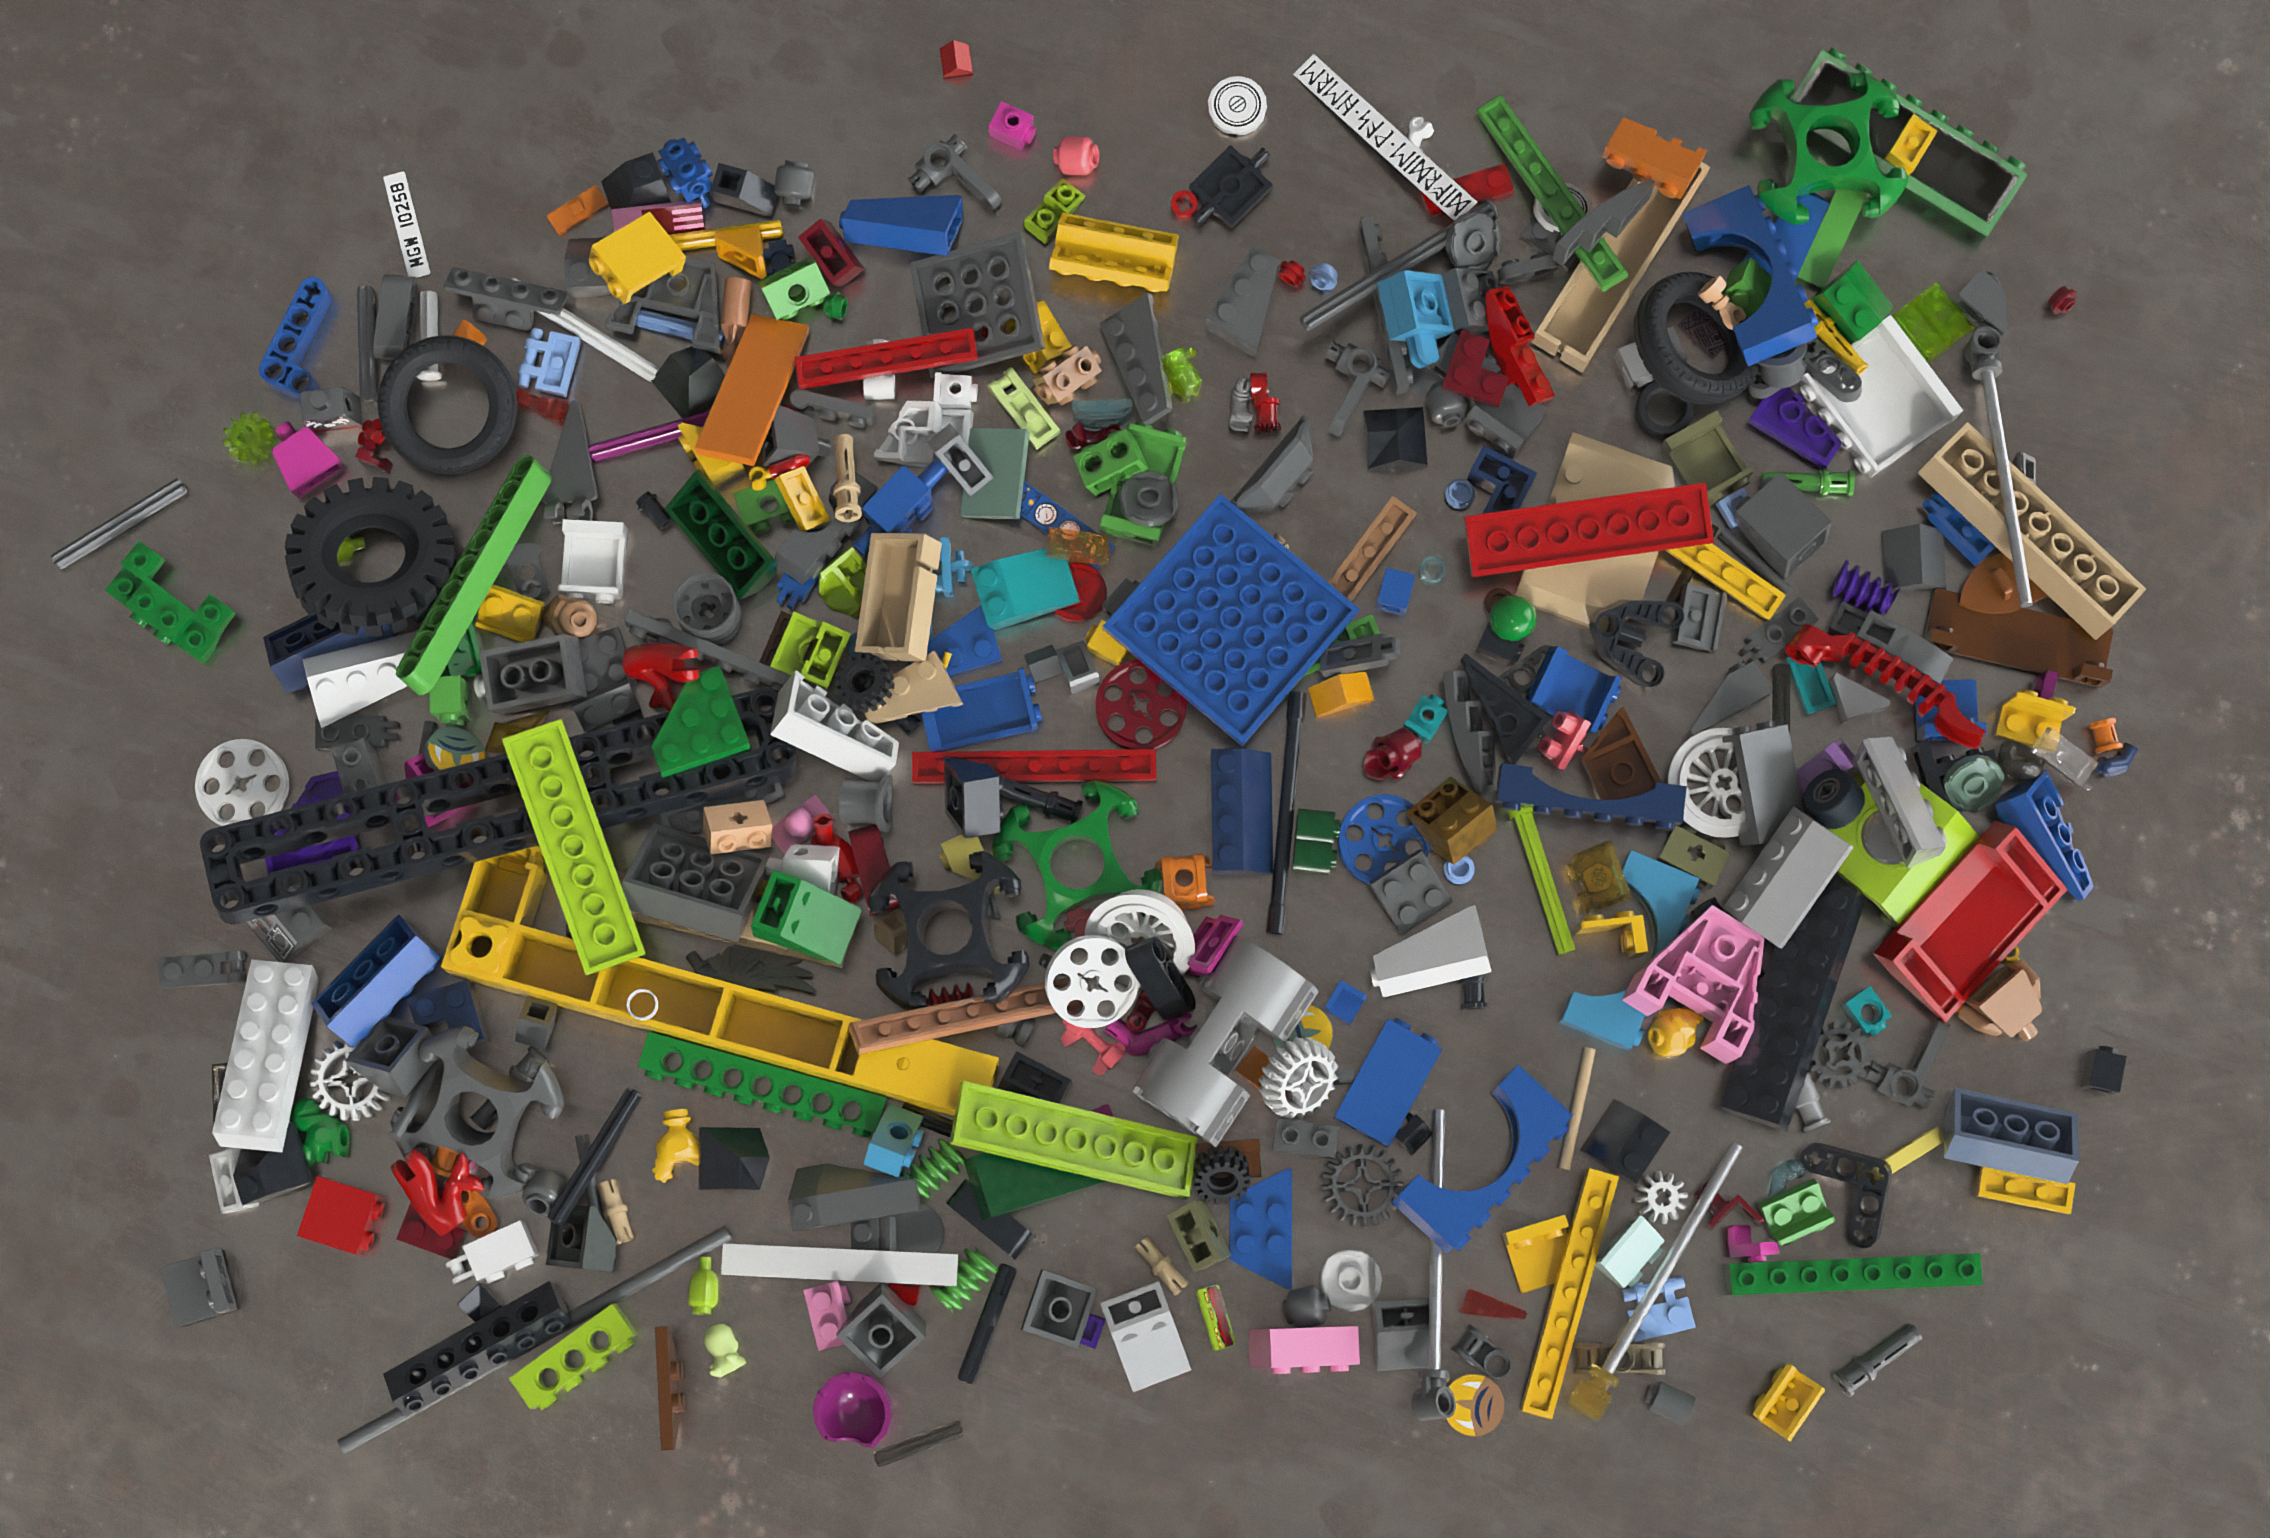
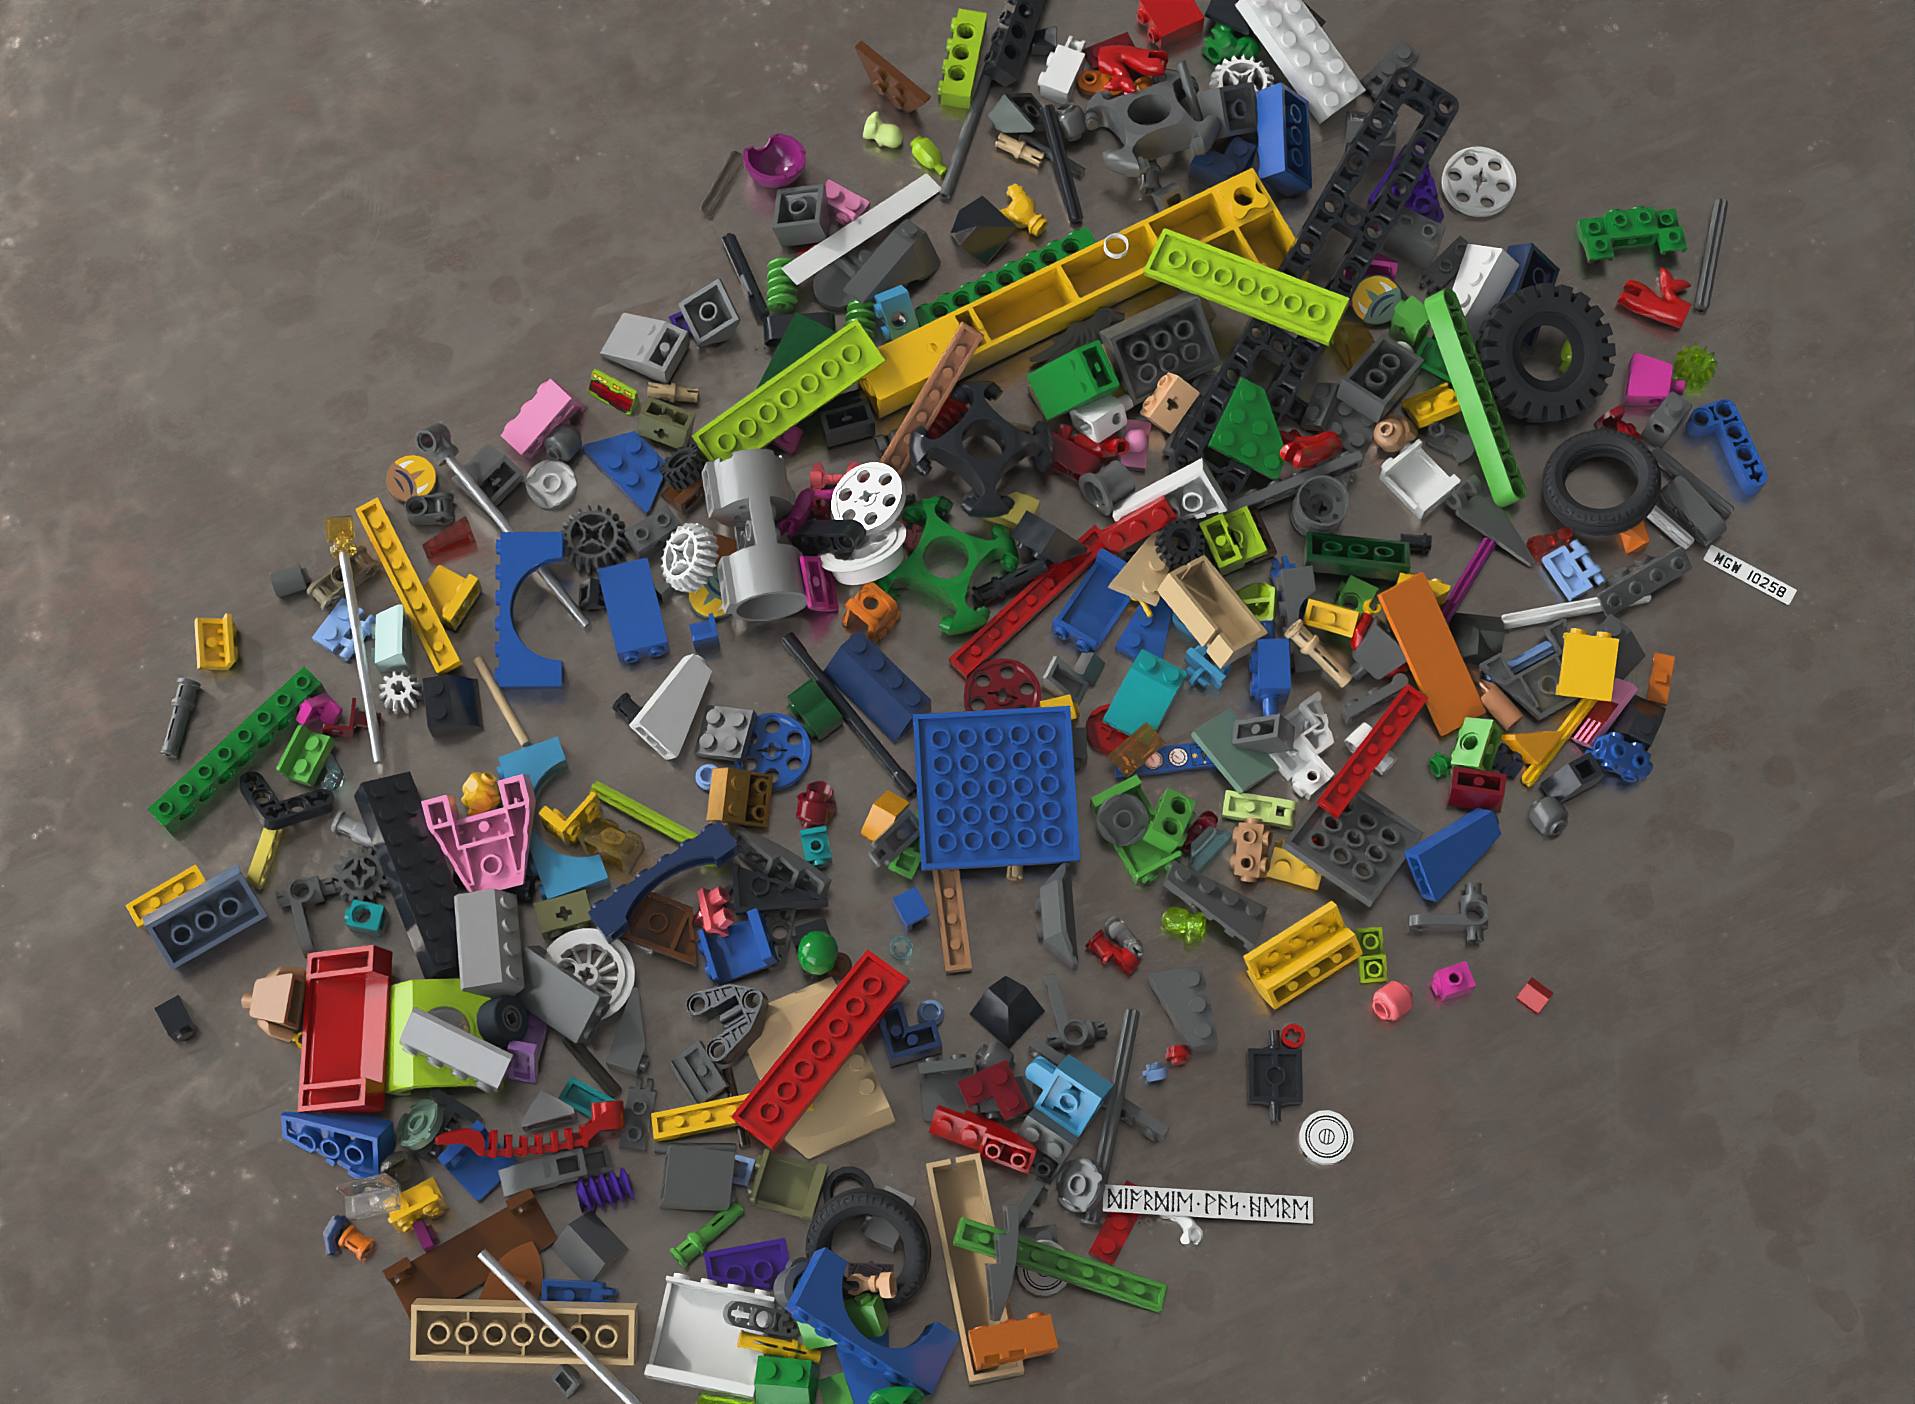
camera: 135 degrees right, 10 degrees down
(213, 502) = (1647, 303): none -> red piece
(882, 734) = (1137, 525): none -> red plate

